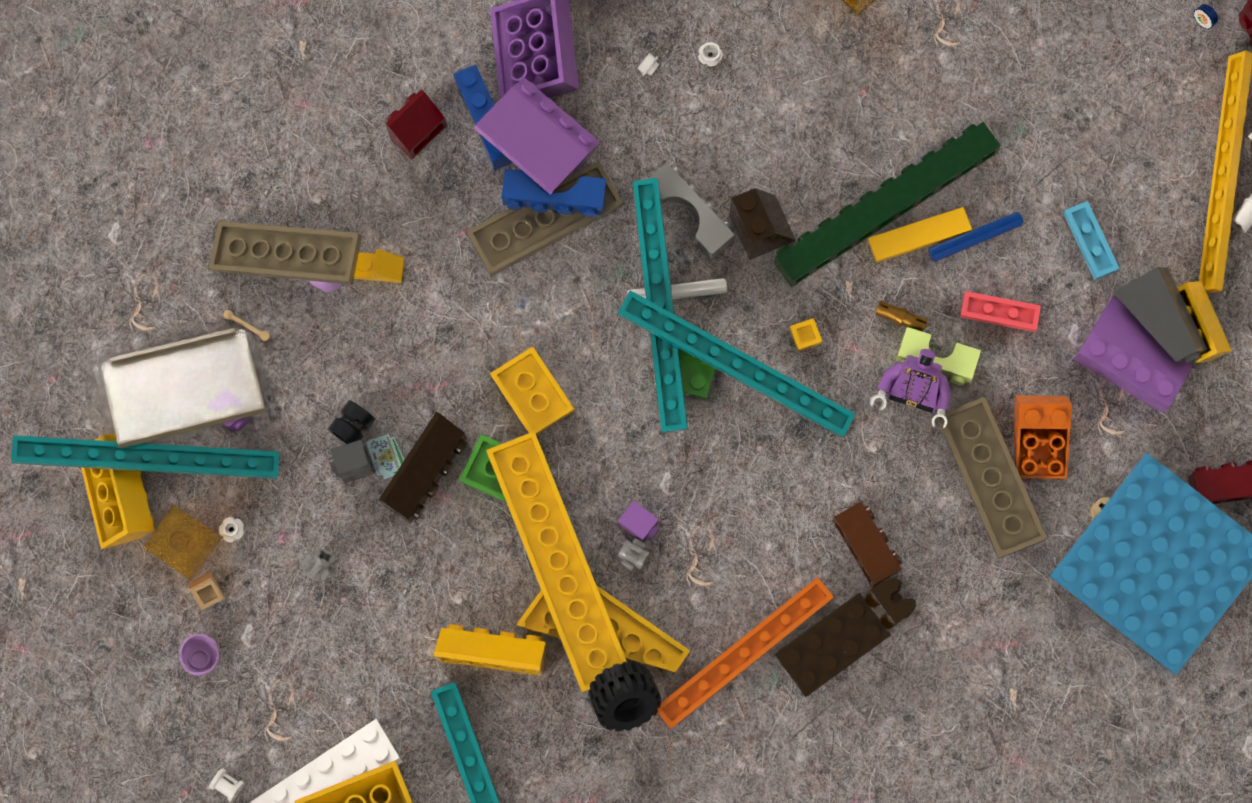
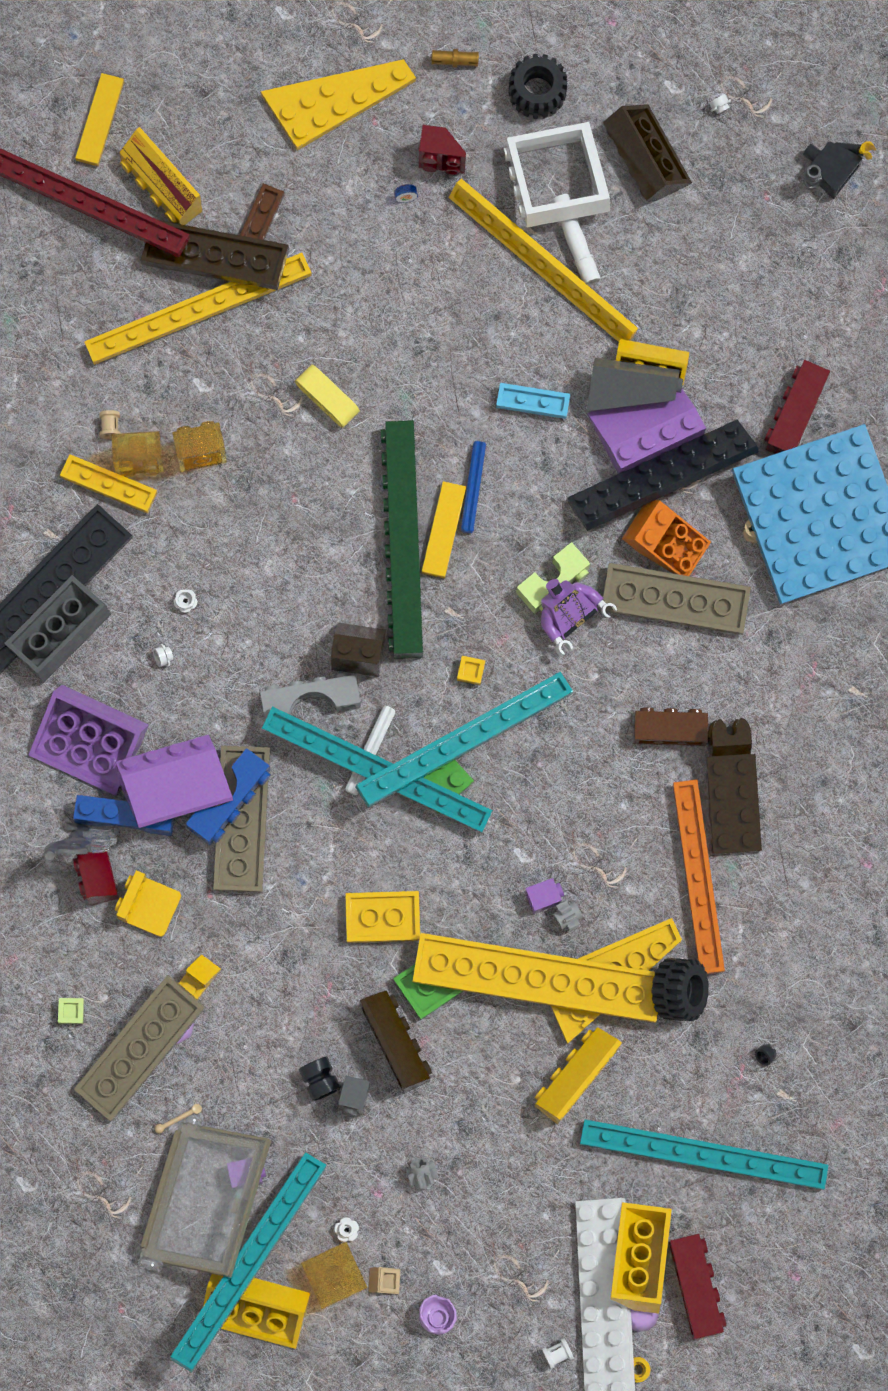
camera: 65 degrees left, 0 degrees up
(286, 177) = (71, 1011): none -> yellowish green plate
(385, 455) = (362, 1066): clear light blue sticker -> none
(418, 183) = (147, 904): none -> yellow bracket
(439, 96) = (82, 841): none -> piece
(901, 316) = (503, 586): pearl gold pin -> none
(973, 61) = (327, 396): none -> light yellow beam
(1000, 311) = (546, 507): coral plate -> none
(1100, 396) = (662, 475): none -> black plate

